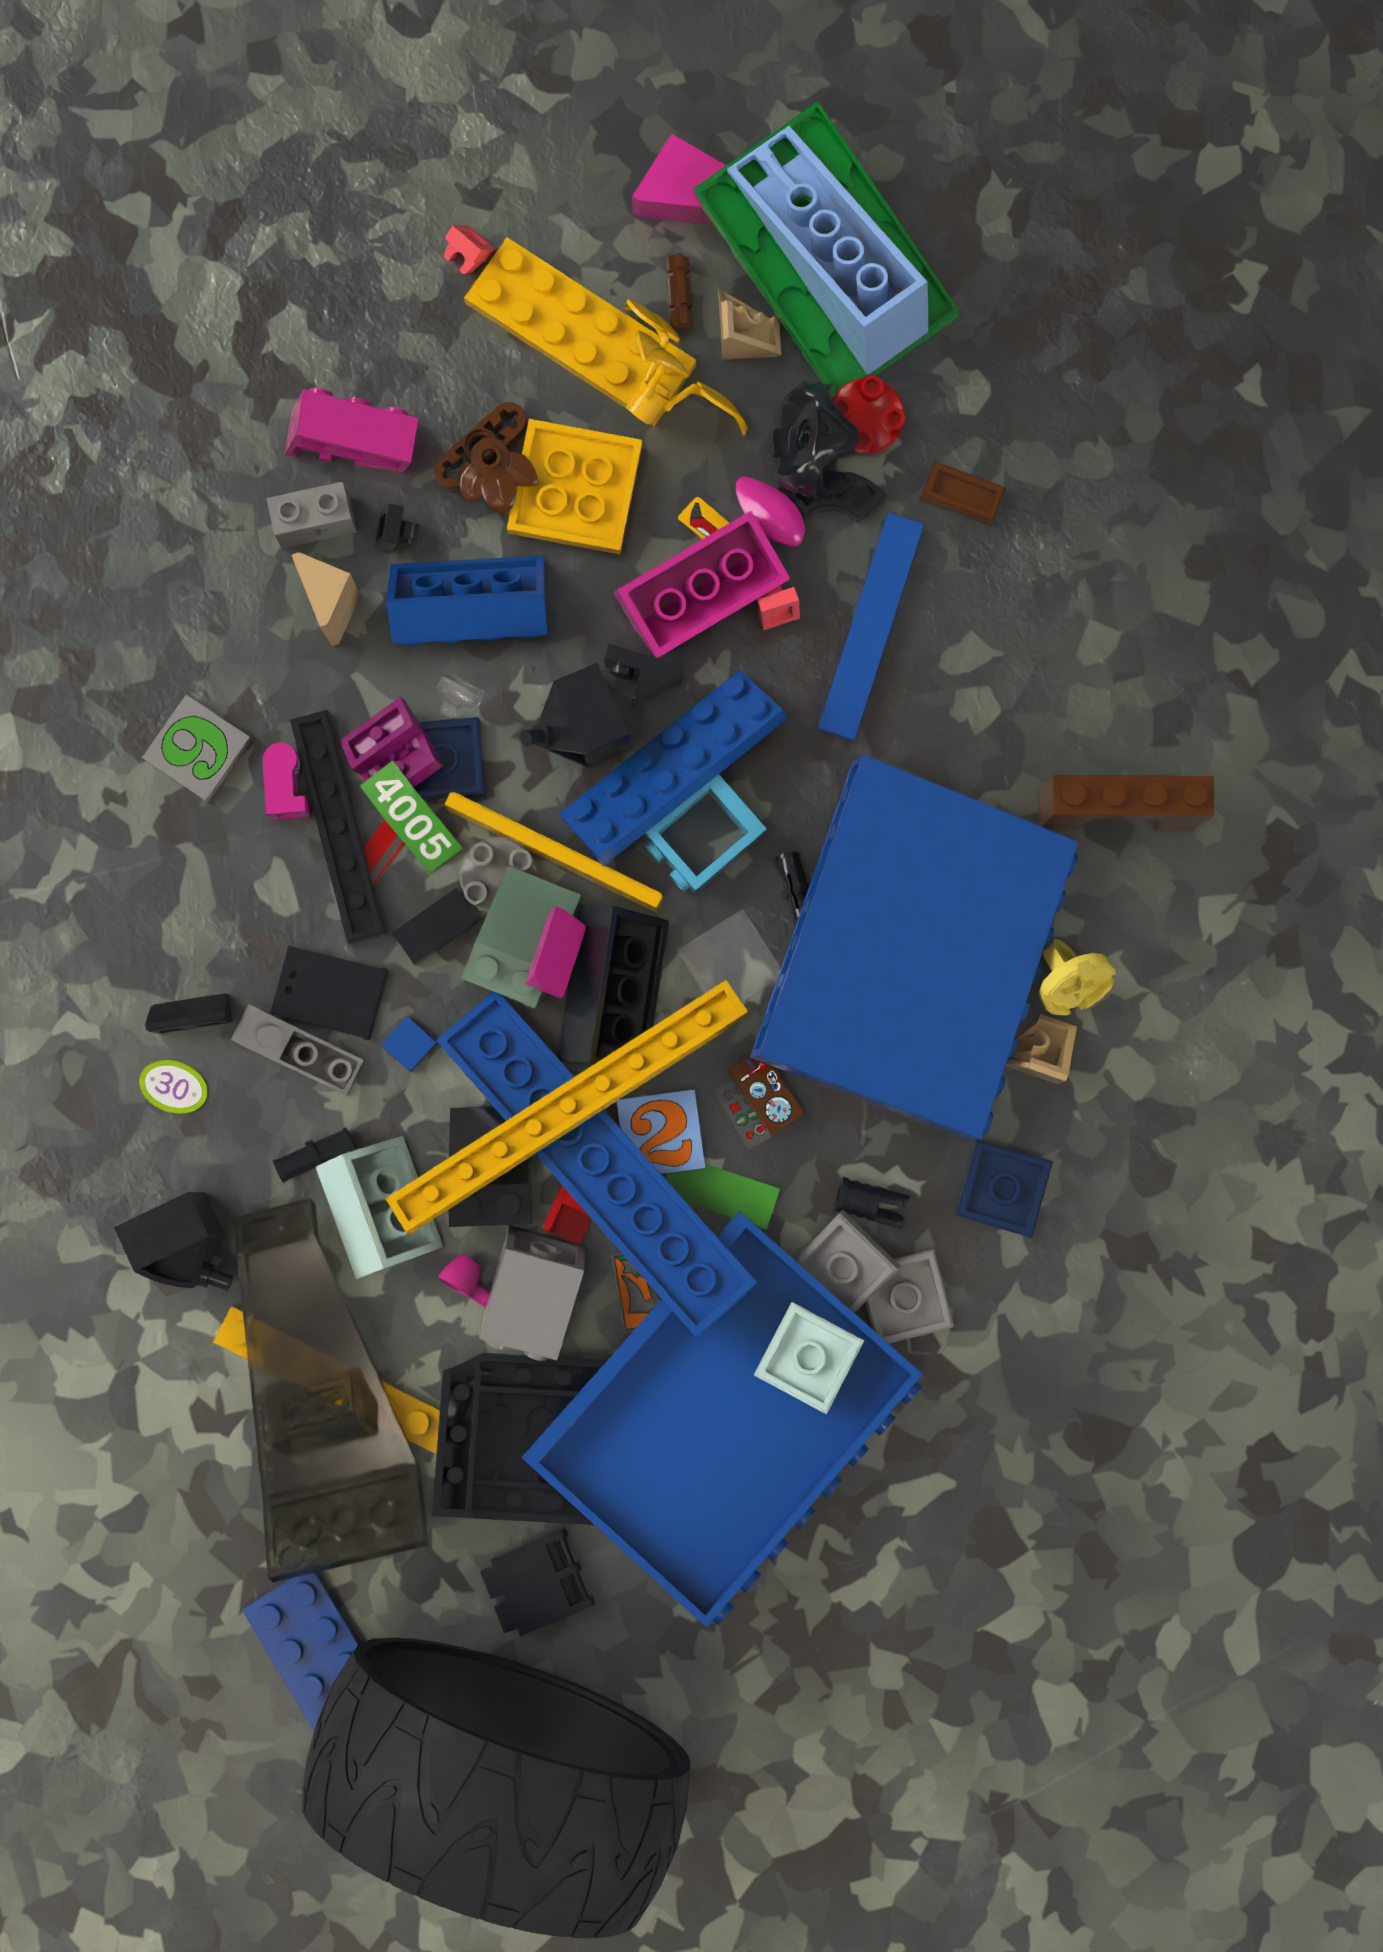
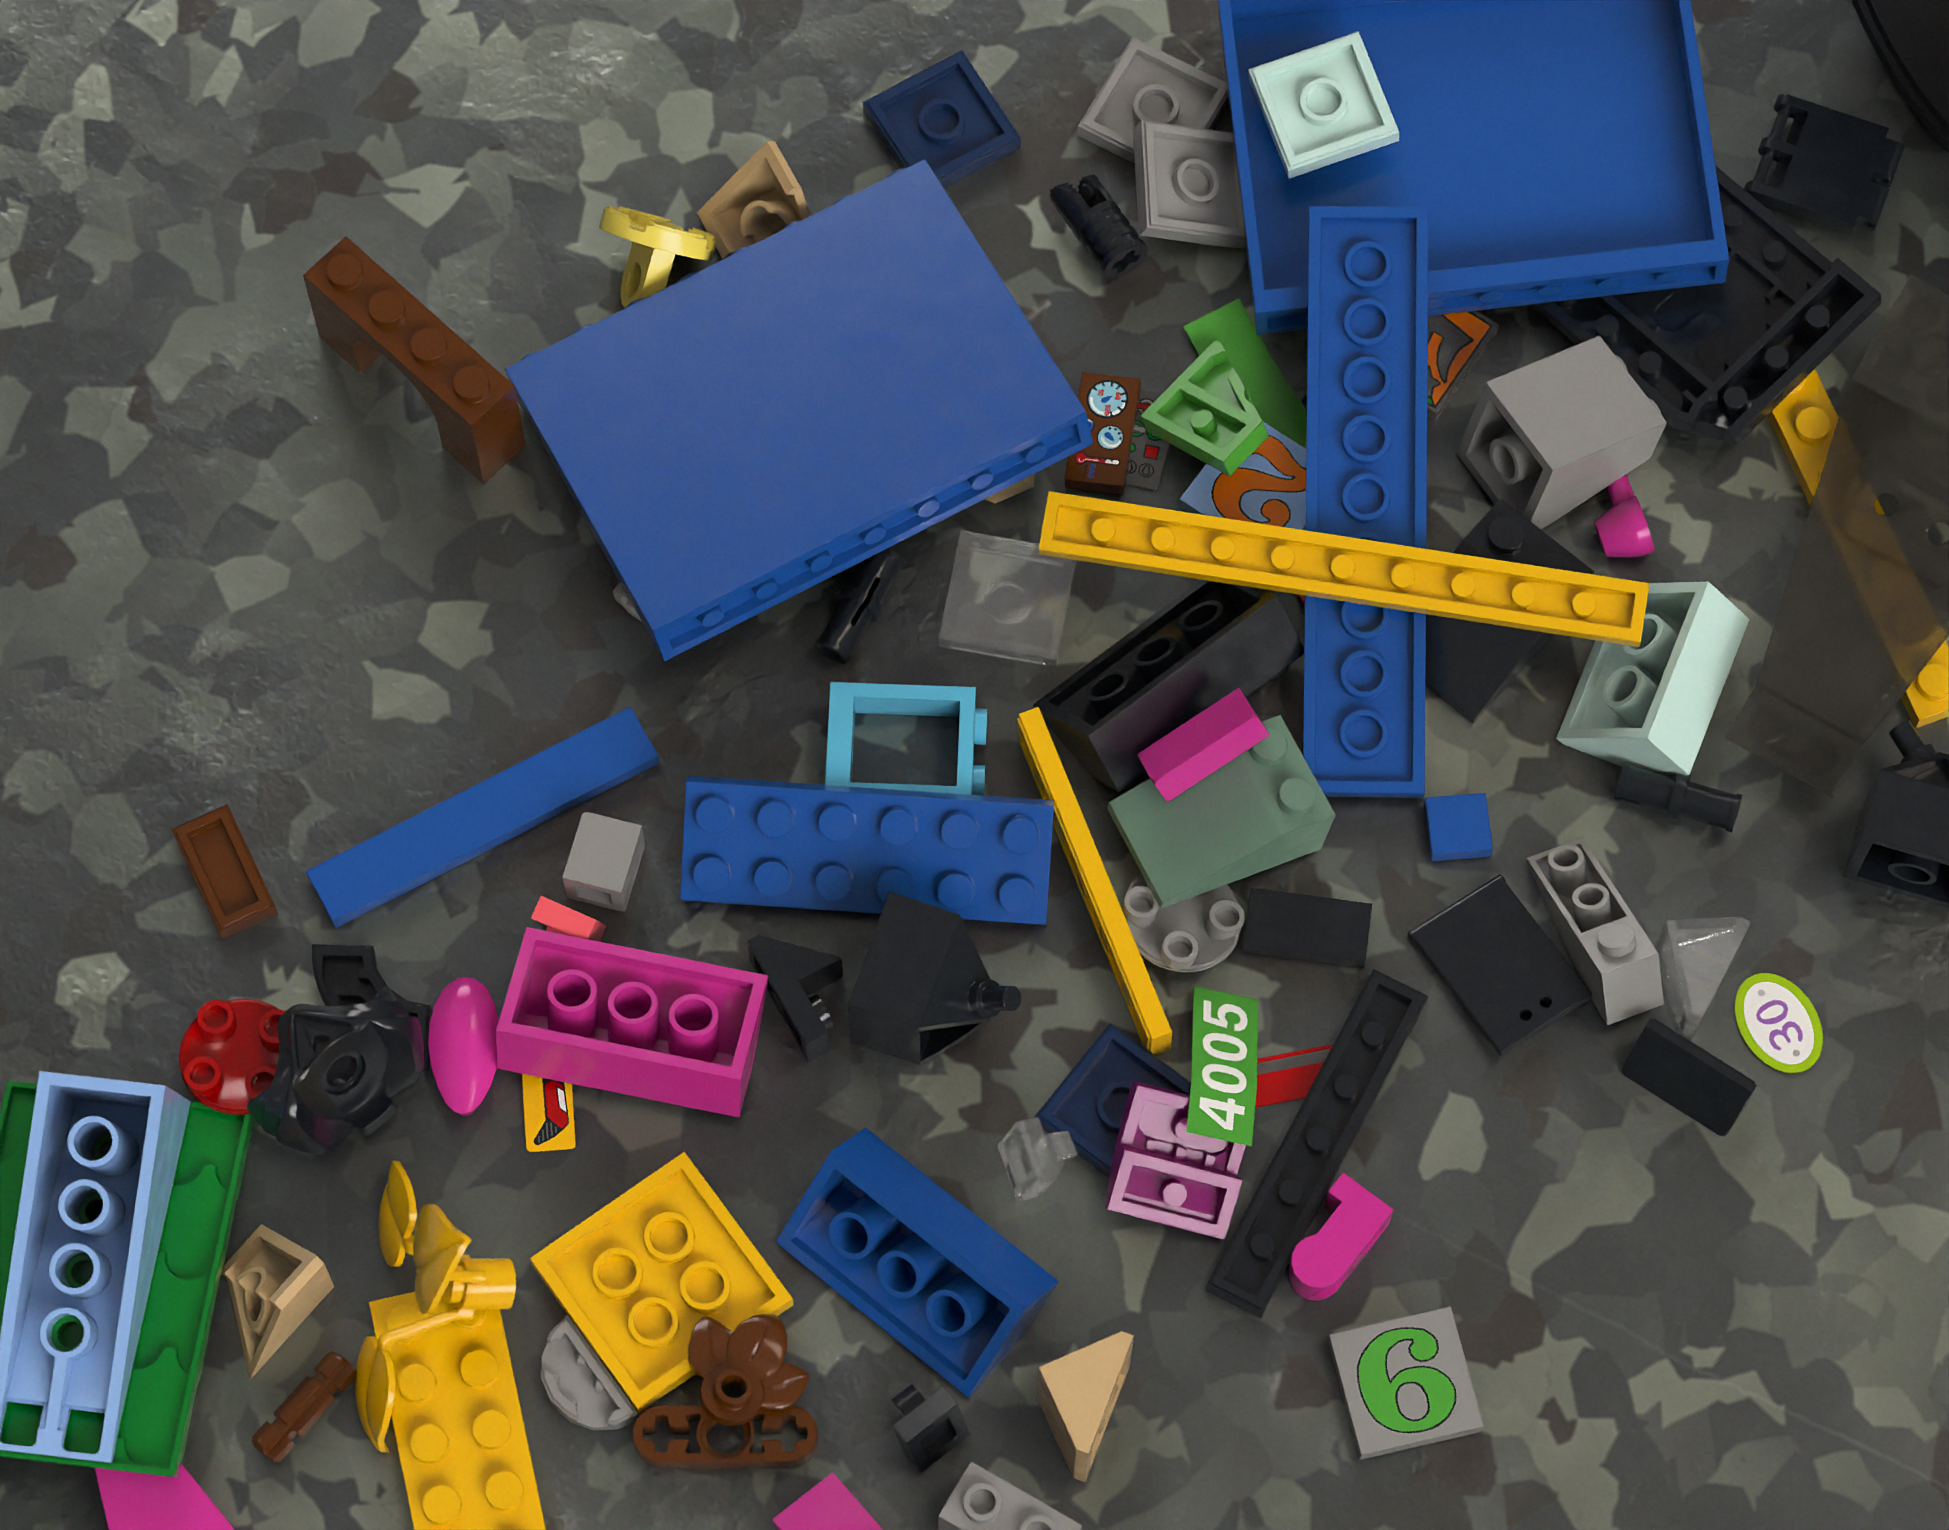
camera: 135 degrees left, 15 degrees down
(228, 1071) = (1694, 963): none -> clear slope
(567, 1218) = (1453, 494): red panel -> none
(569, 410) = (580, 1382): none -> light grey tile
(719, 1146) = (1208, 413): none -> bright green wing
(790, 650) = (603, 861): none -> light grey panel

